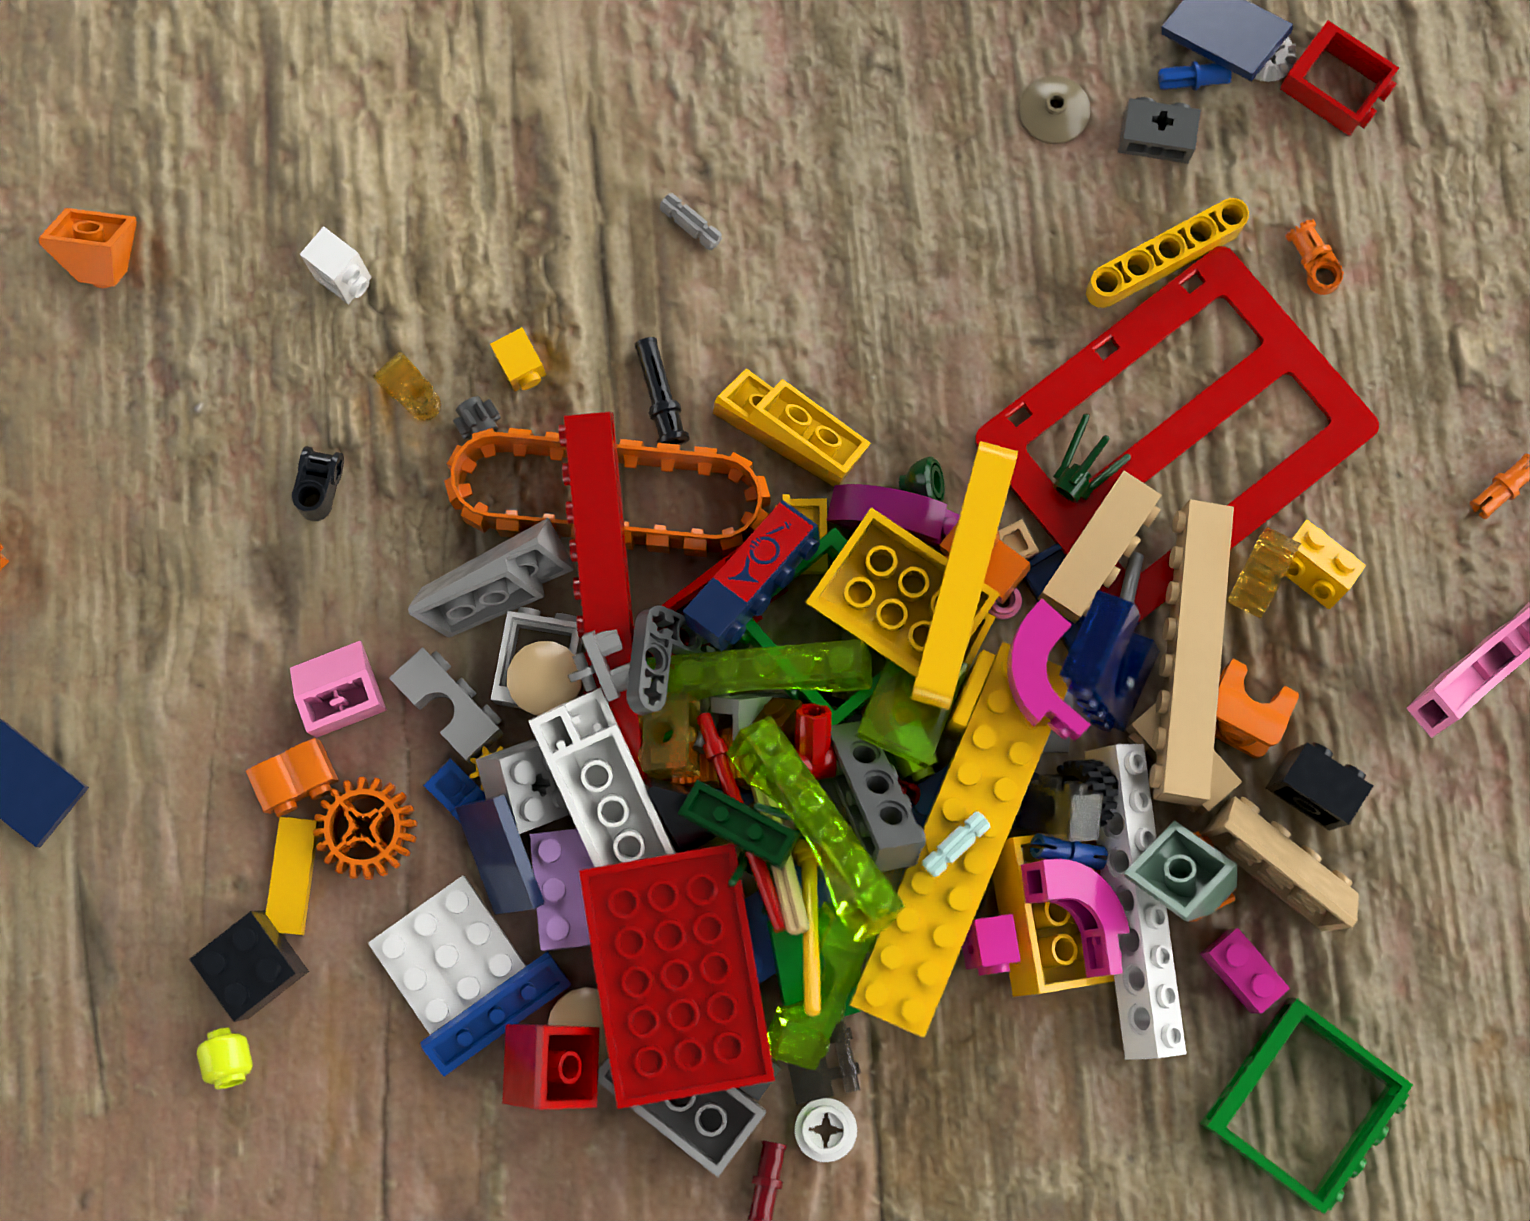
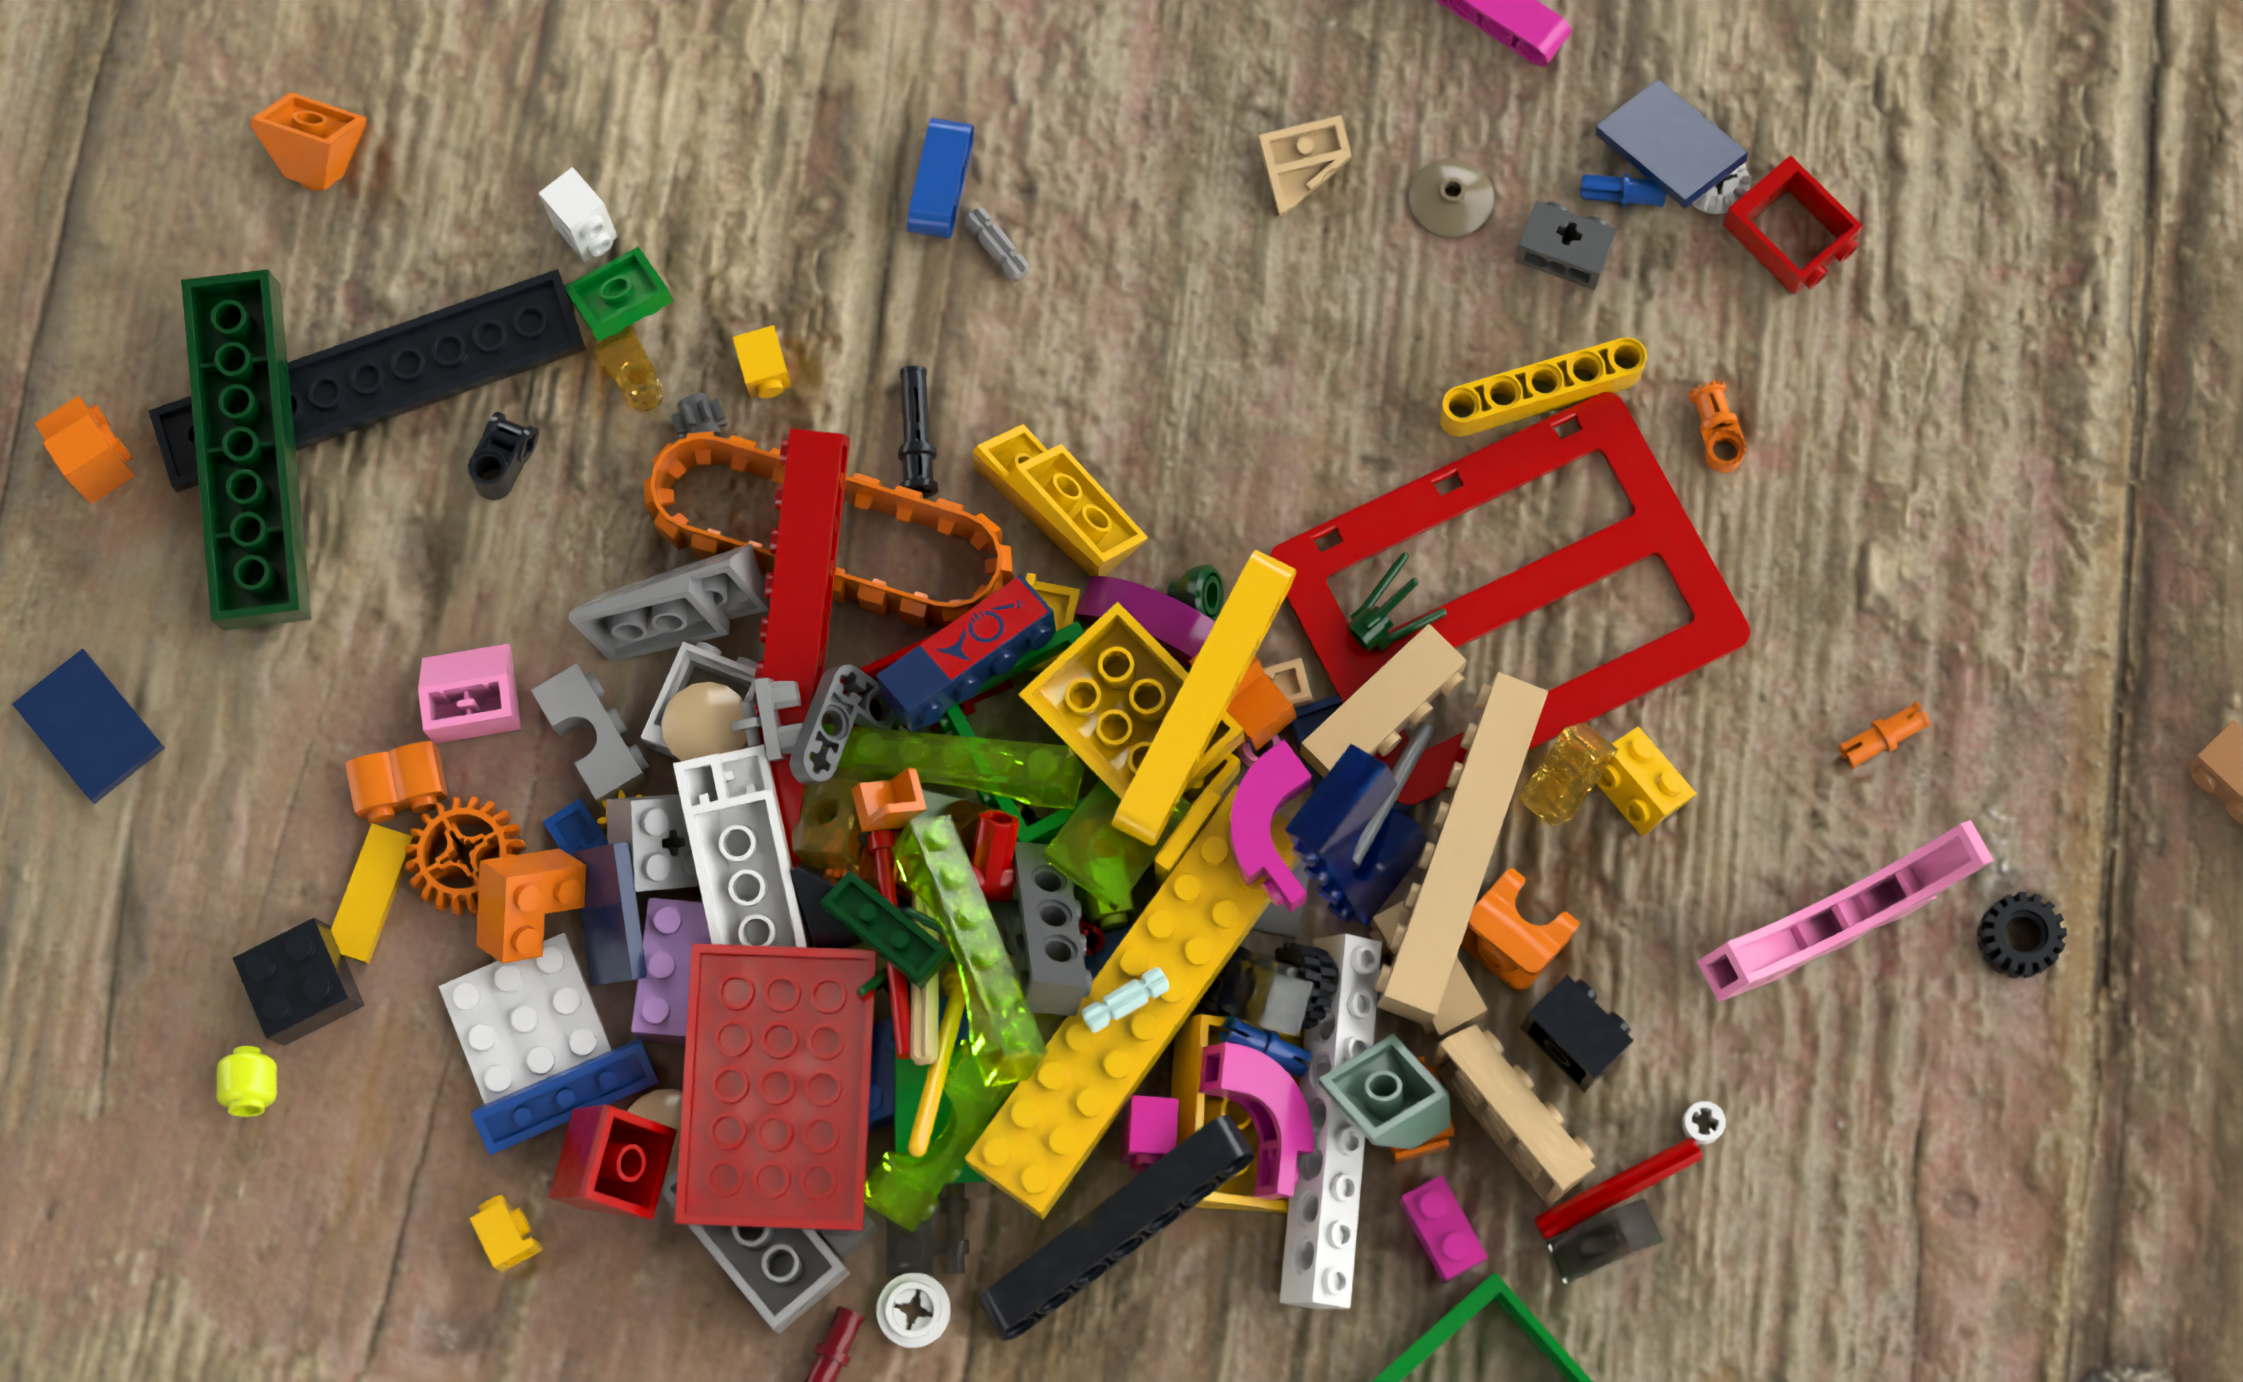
camera: 15 degrees right, 5 degrees down
(99, 522) = (245, 450): none -> dark green brick
(187, 442) = (404, 367): none -> black plate
(385, 326) = (618, 294): none -> green plate
(419, 855) = (518, 894): none -> orange brick
(470, 1139) = (504, 1233): none -> yellow brick
(631, 175) = (940, 178): none -> blue beam
(716, 714) = (889, 802): none -> orange panel
(927, 100) = (1302, 159): none -> tan wing
(983, 1030) = (1116, 1227): none -> black beam
(1376, 951) = (1604, 1240): none -> clear smoke slope
(1378, 903) = (1618, 1188): none -> red axle
(1438, 827) = (1715, 1116): none -> white bush

